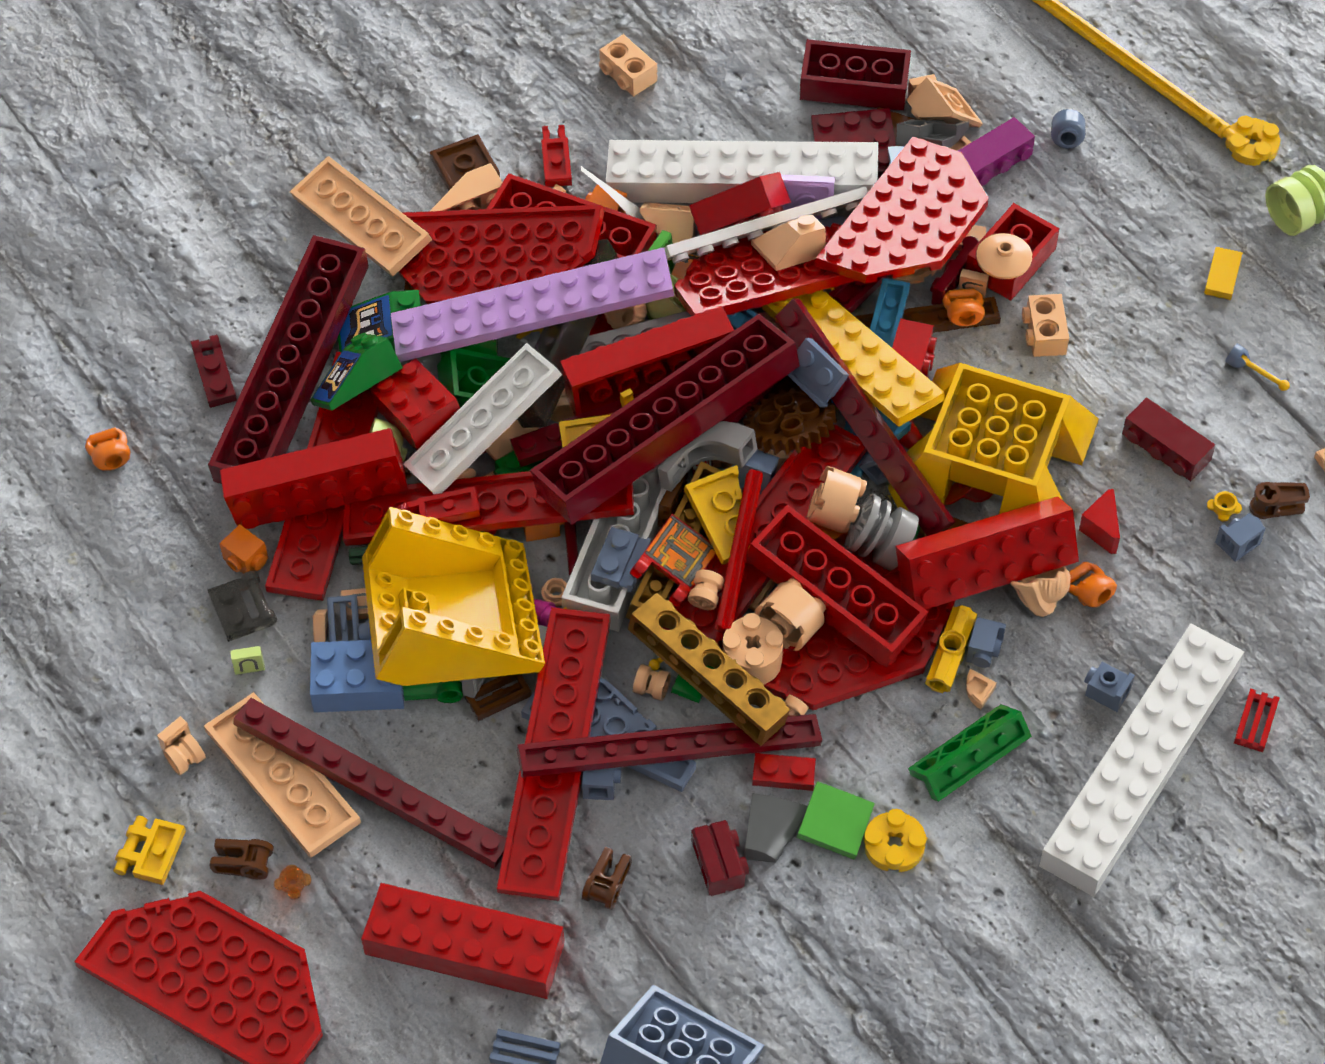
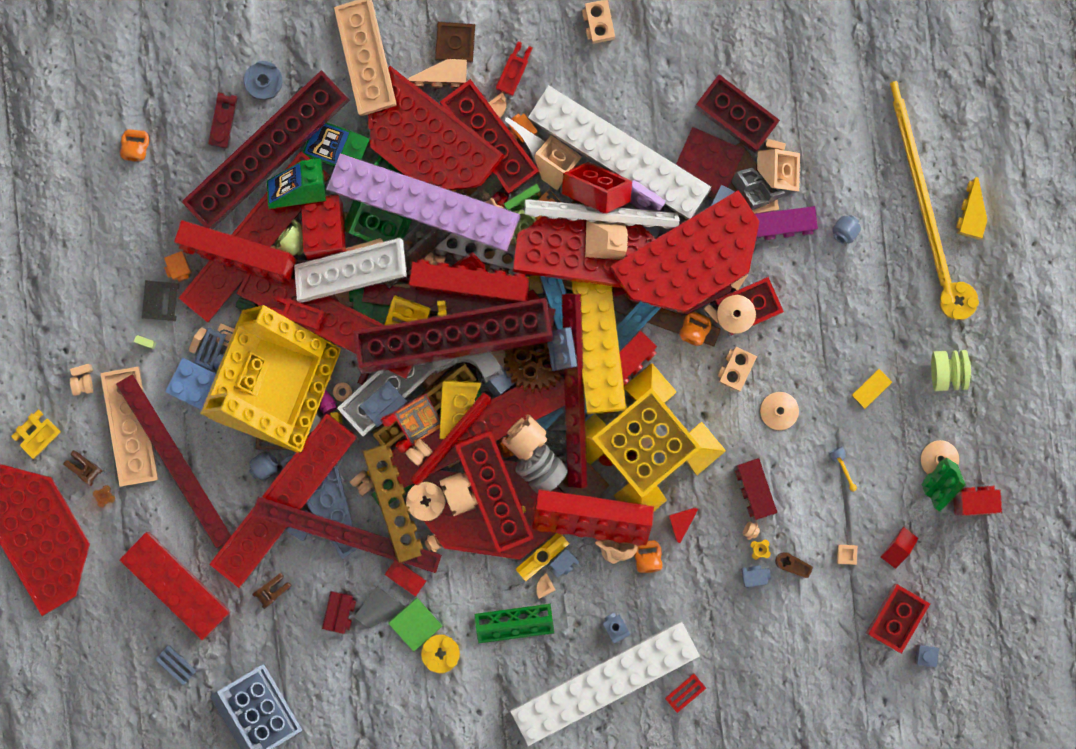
camera: 25 degrees right, 30 degrees up
(242, 317) = (269, 89): none -> sand blue plate
(501, 728) = (263, 466): none -> sand blue head
(1128, 358) = (769, 411): none -> light nougat dish
(1196, 489) = (751, 530): none -> light nougat plate
(1204, 50) = (974, 215): none -> yellow slope

